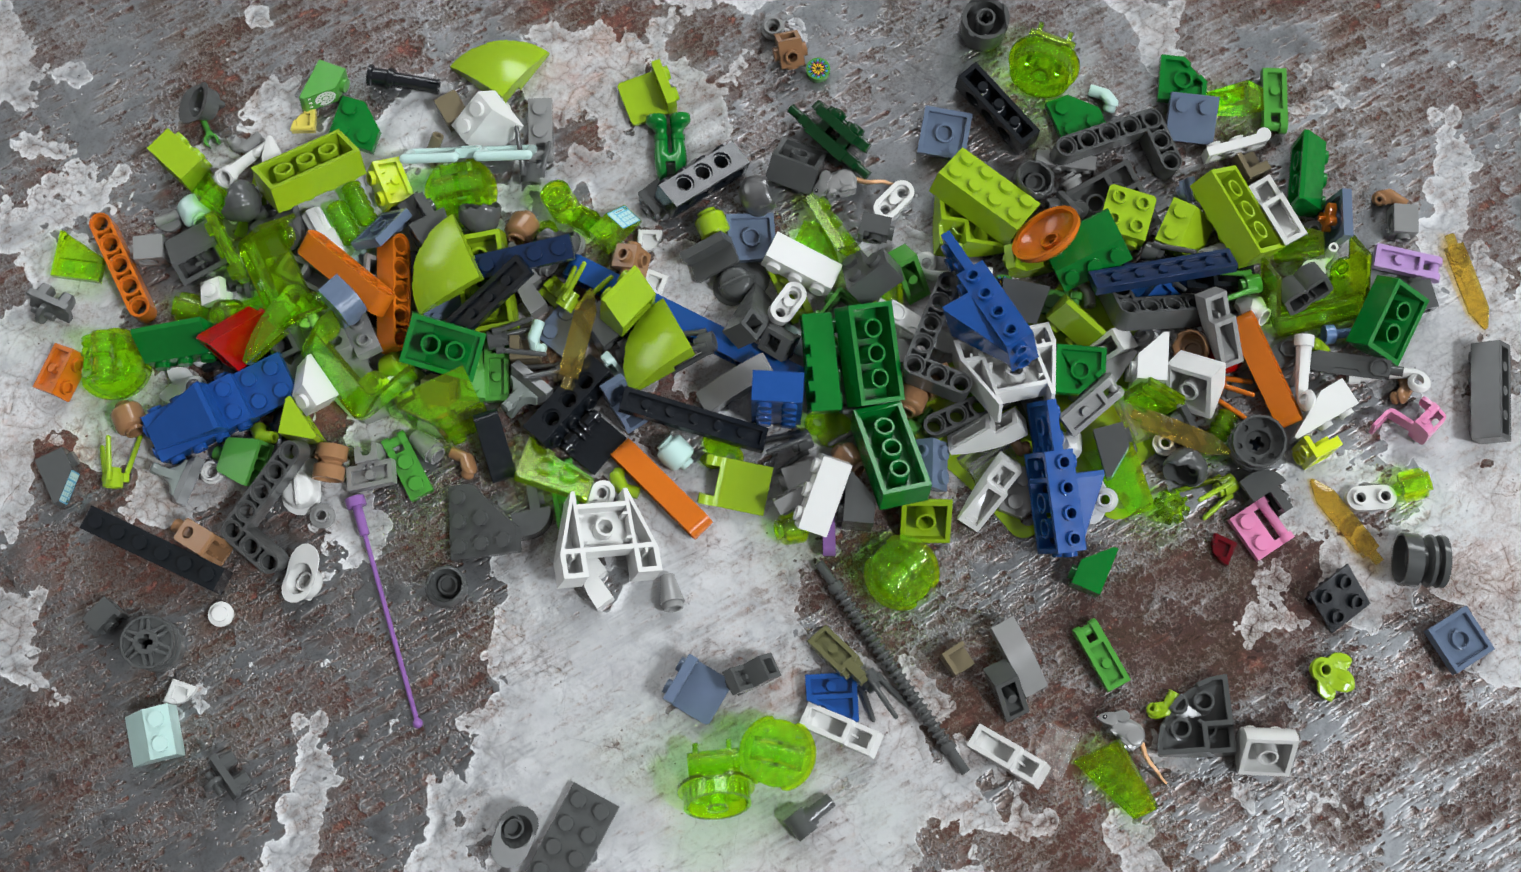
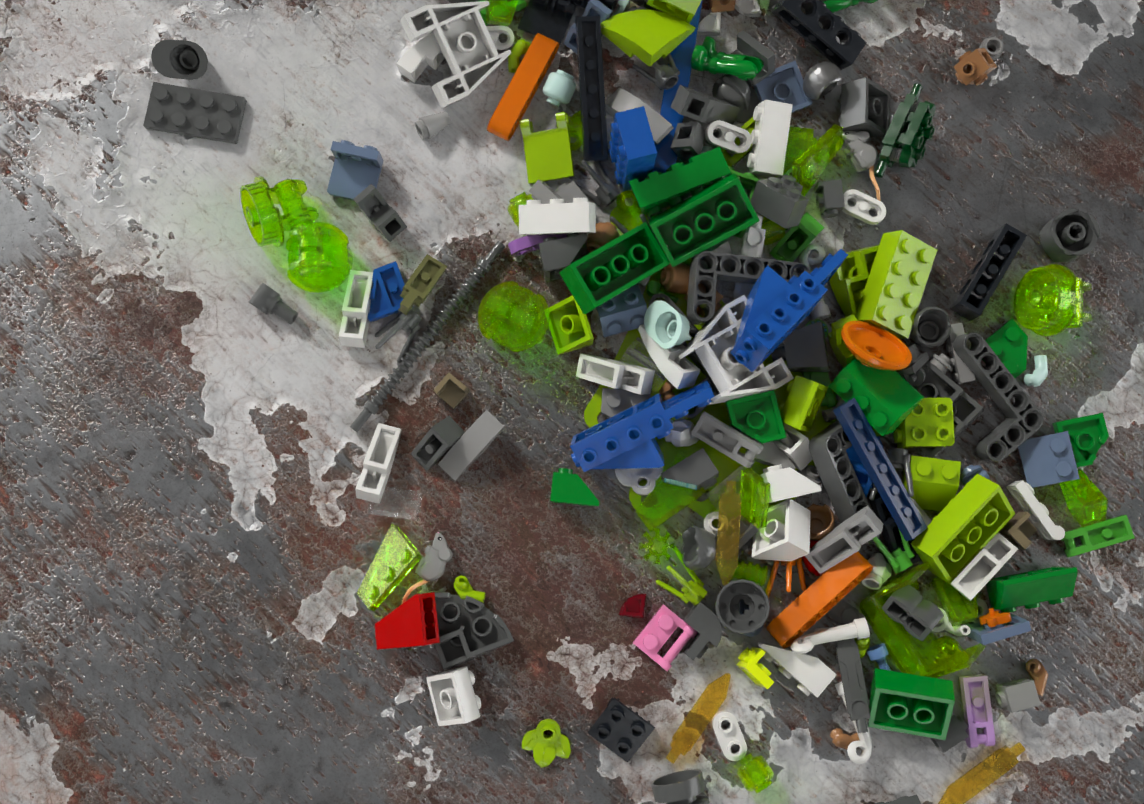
camera: 70 degrees right, 5 degrees up
(709, 280) = (708, 59): none -> green piece
(710, 222) = (784, 49): lime head -> none
(818, 70) = (965, 102): tile -> none
(943, 132) = (947, 232): sand blue plate -> none
(962, 424) = (666, 325): none -> light aqua piece
(1101, 655) = (496, 521): bright green plate -> none
(1187, 771) = (409, 624): none -> red slope
(1419, 430) = (814, 766): bright pink piece -> none

